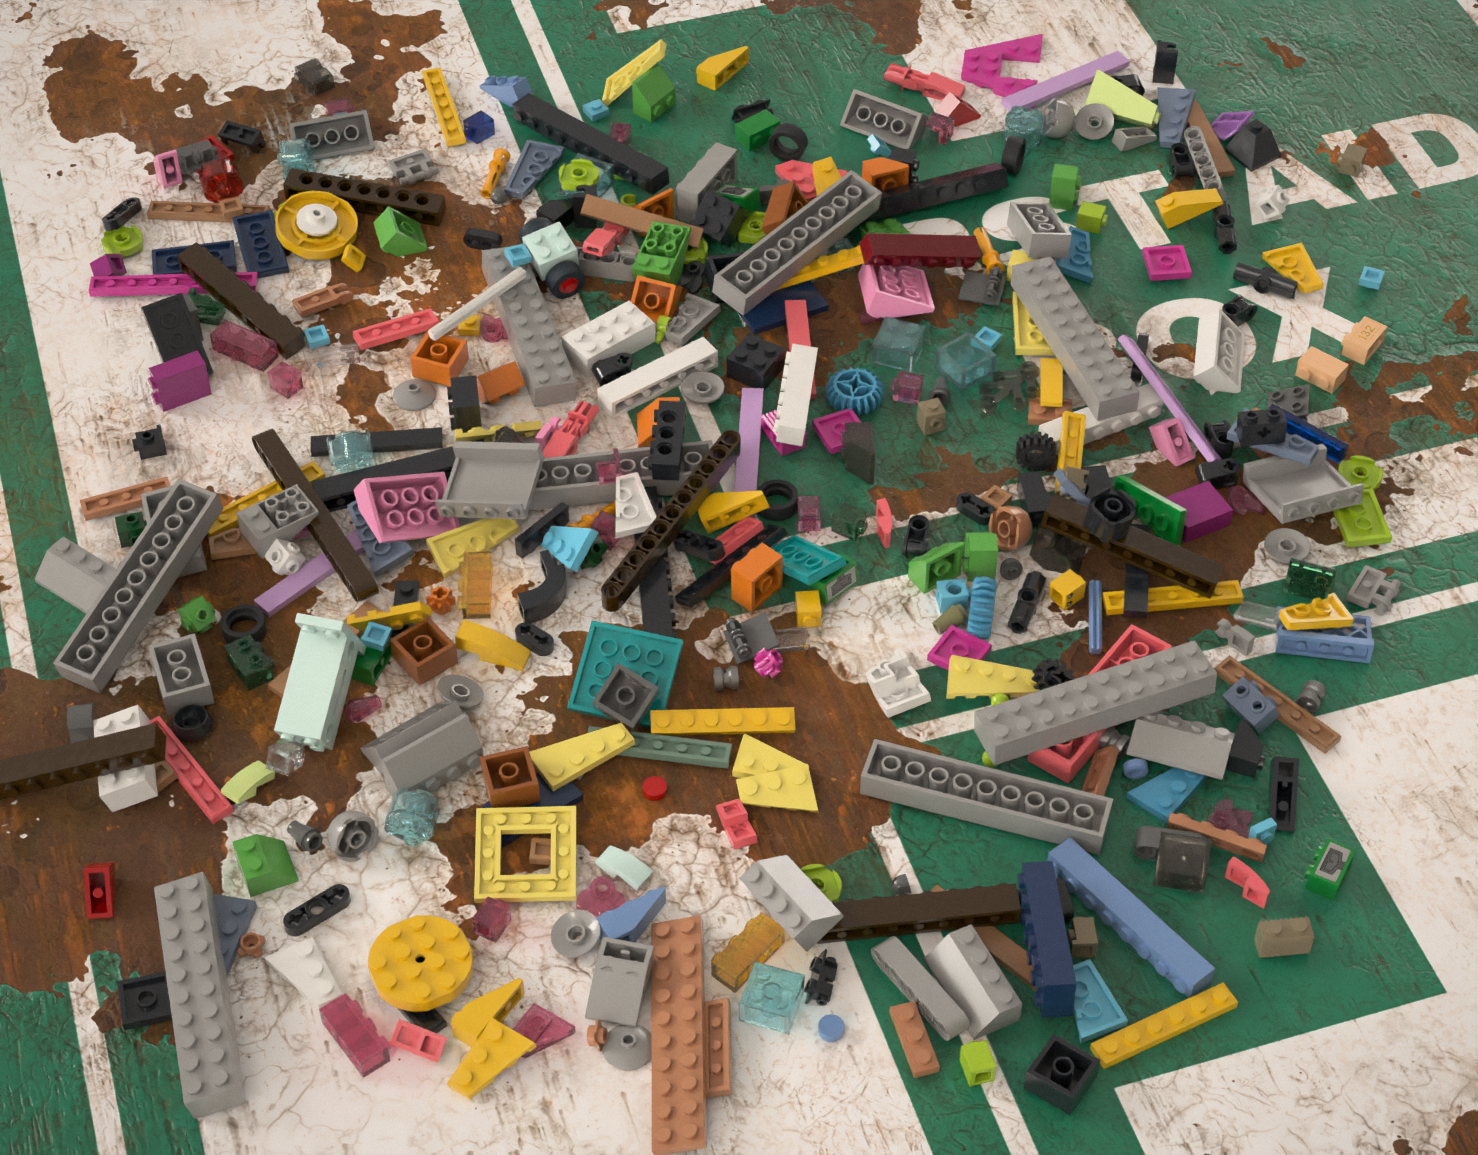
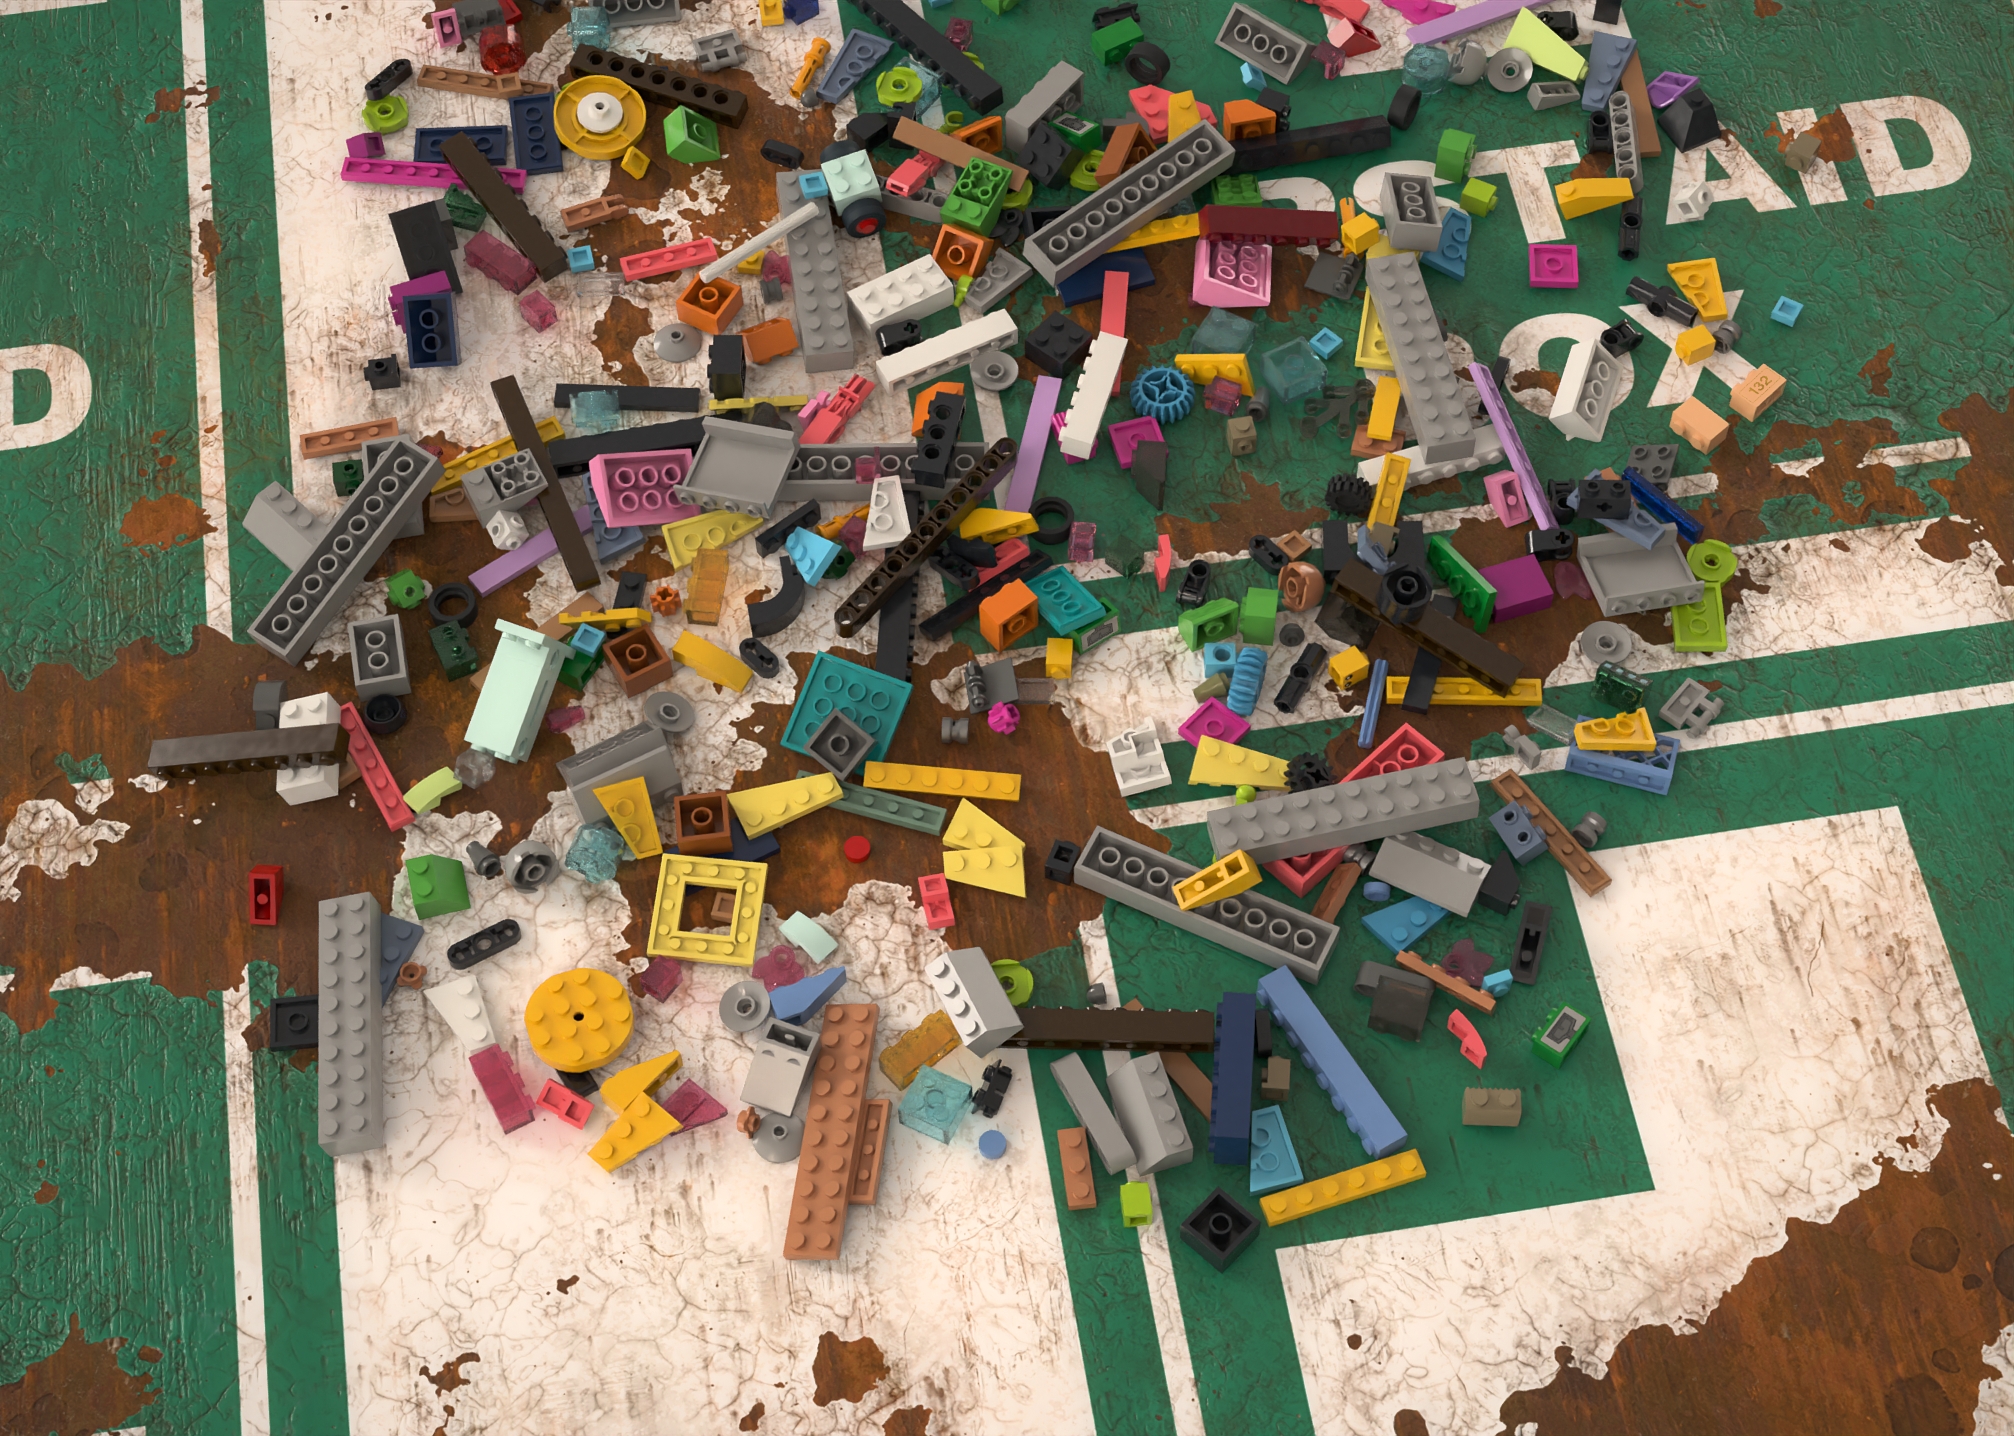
camera: 10 degrees right, 10 degrees up
(192, 400) = (432, 330): none -> dark blue slope
(442, 778) = (632, 815): none -> yellow wing
(492, 344) = (771, 290): none -> dark grey wheel
(717, 528) = (975, 552): none -> black slope
(846, 776) = (1062, 861): none -> black brick
(887, 365) = (1204, 367): none -> yellow wing
(996, 770) = (1218, 881): none -> yellow slope
(1000, 249) = (1360, 233): none -> yellow brick
(1302, 309) = (1695, 345): none -> yellow brick
(1325, 301) = (1726, 336): none -> flat silver wheel

